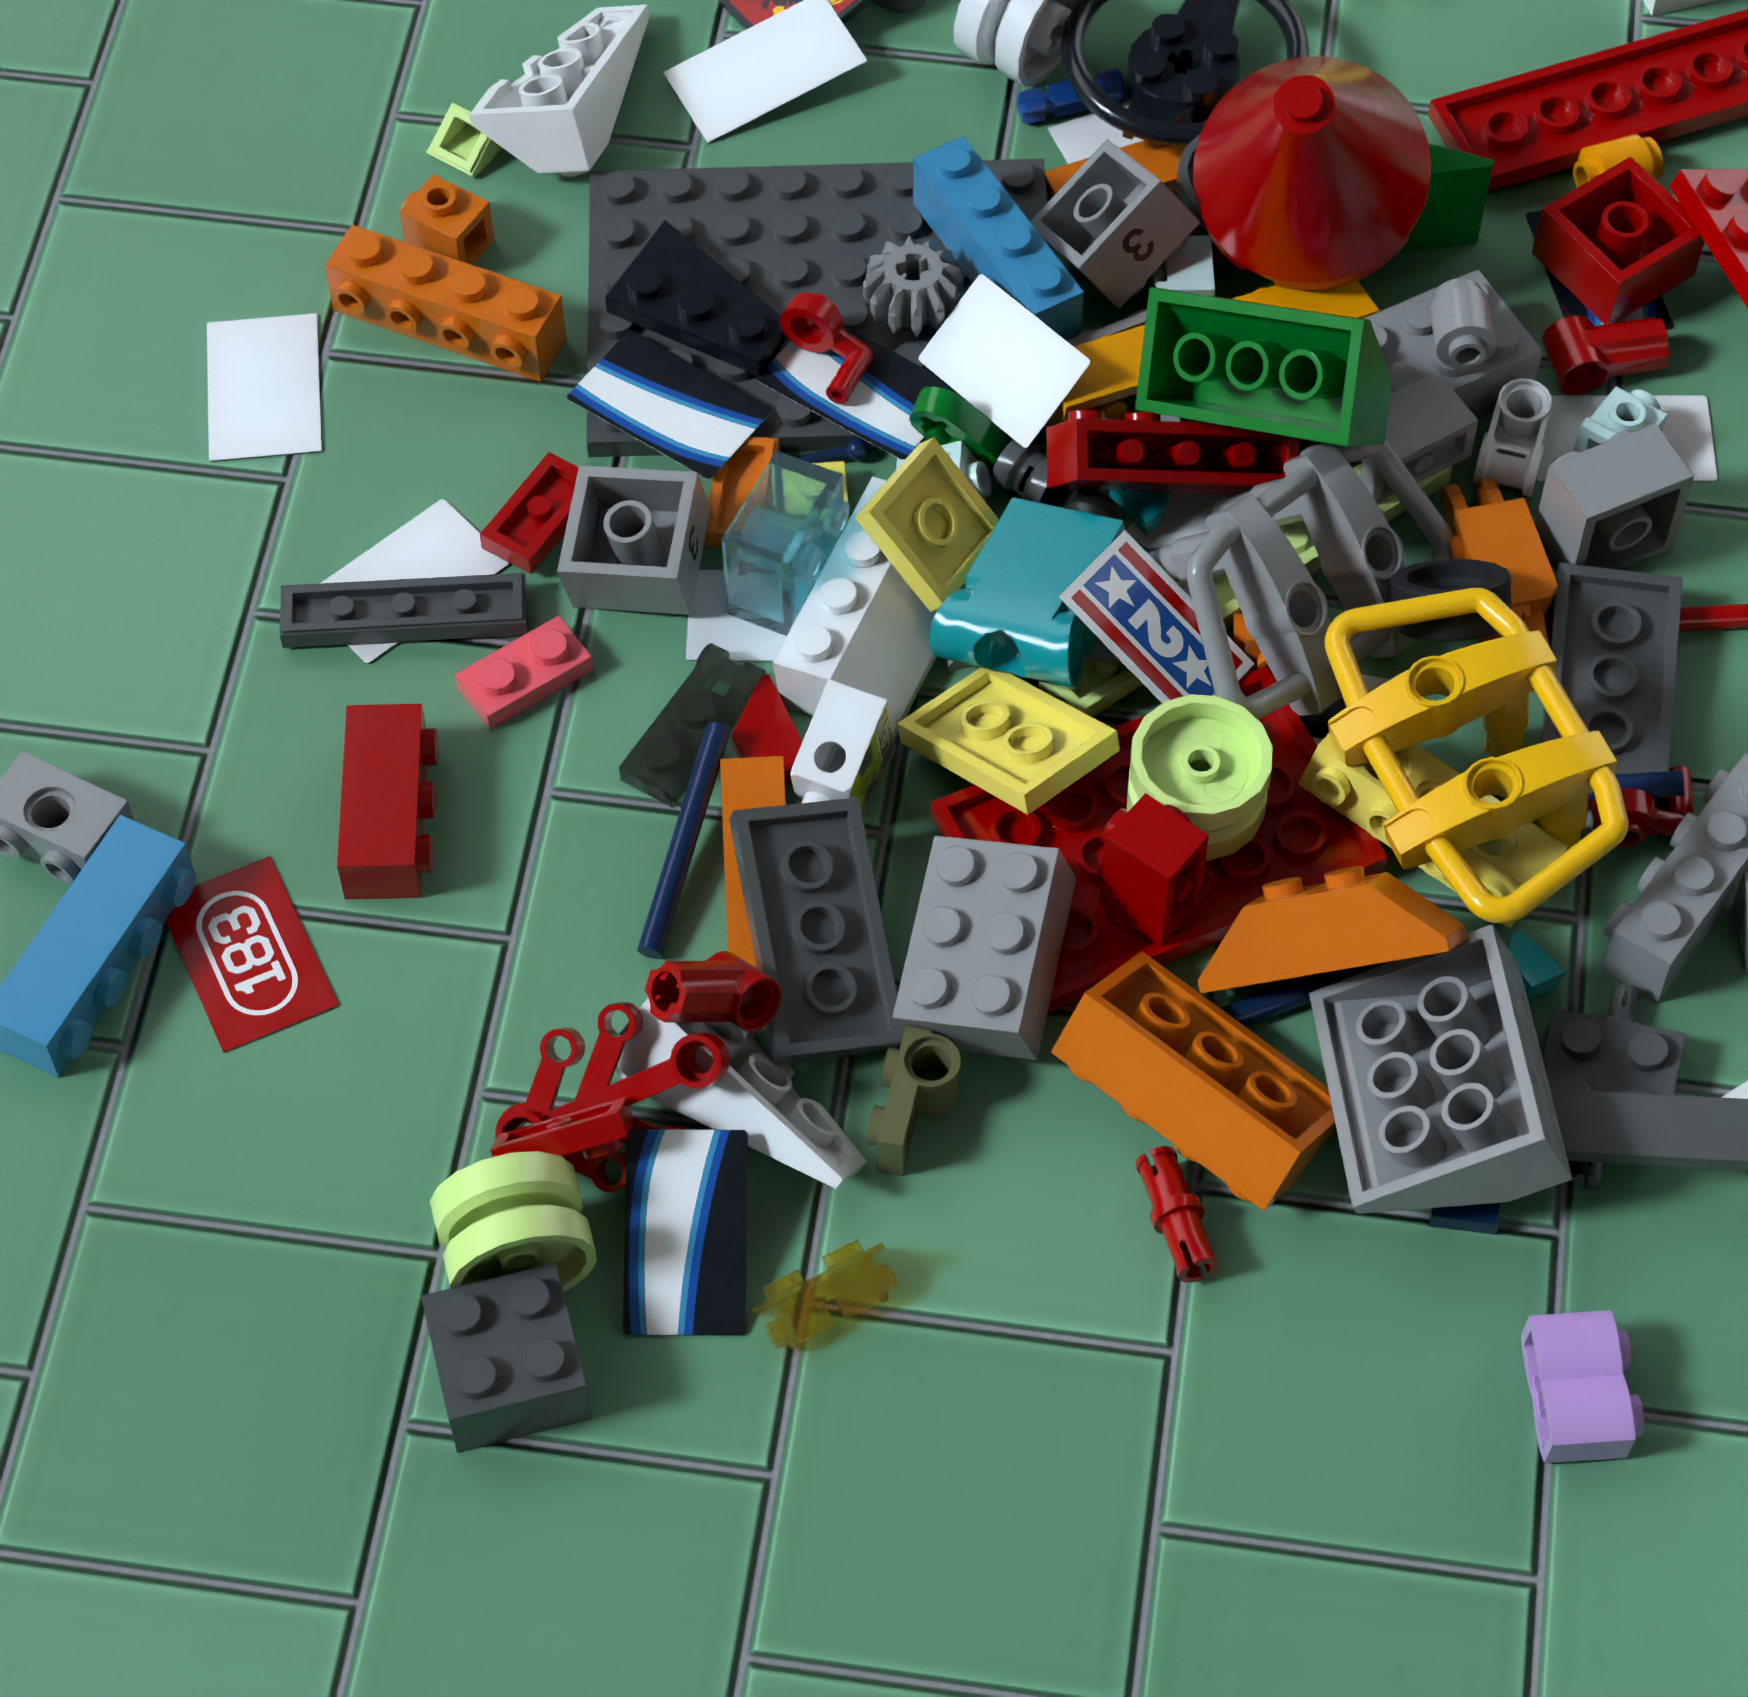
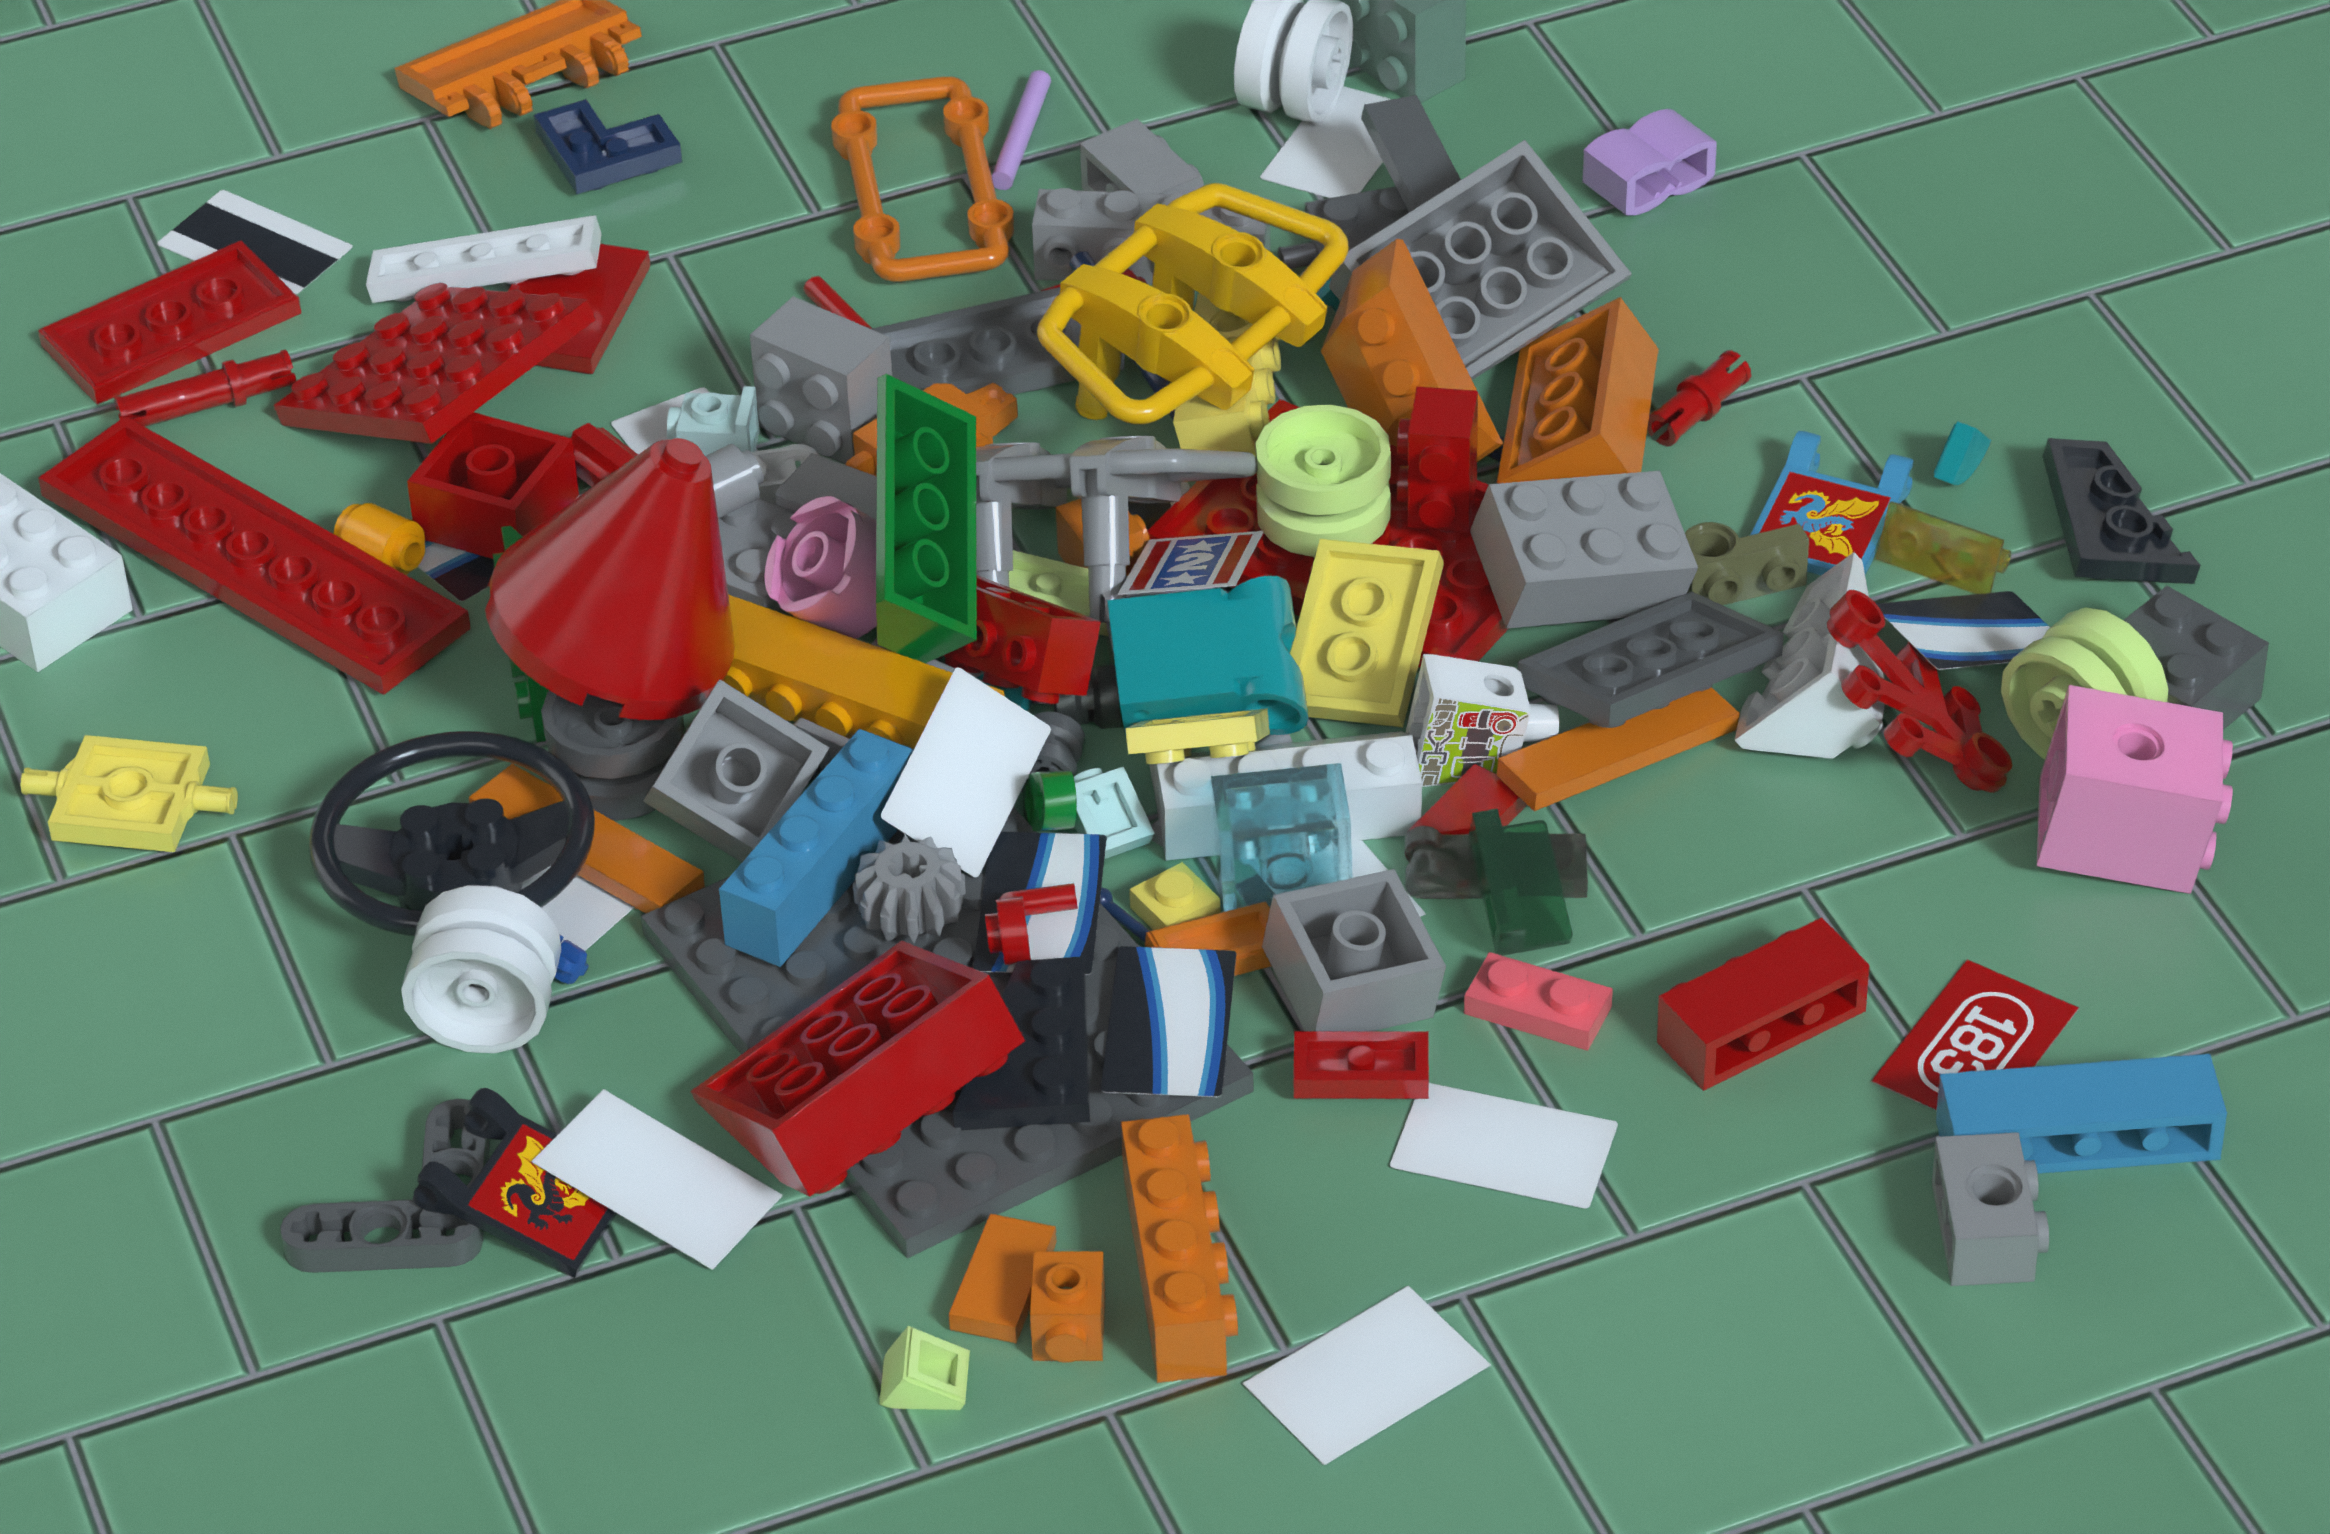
camera: 120 degrees left, 15 degrees down
(357, 1178) = (2133, 790): none -> bright pink brick
(403, 610) = (1547, 1113): dark grey tile -> none
(523, 219) = (999, 1279): none -> orange tile
(568, 99) = (811, 1296): white wedge -> none
(589, 1130) = (1983, 692): red plate -> none
(635, 691) = (1519, 884): none -> clear green panel
(683, 840) = (1626, 801): dark blue bar -> none
(713, 991) = (1776, 648): red piece -> none
(744, 172) = (861, 1066): none -> red slope
(764, 1463) = (2106, 521): none -> black wing
(942, 1394) = (1961, 454): none -> teal tile
(944, 1227) = (1832, 511): none -> flag
(1447, 576) = (1001, 372): black tyre -> none

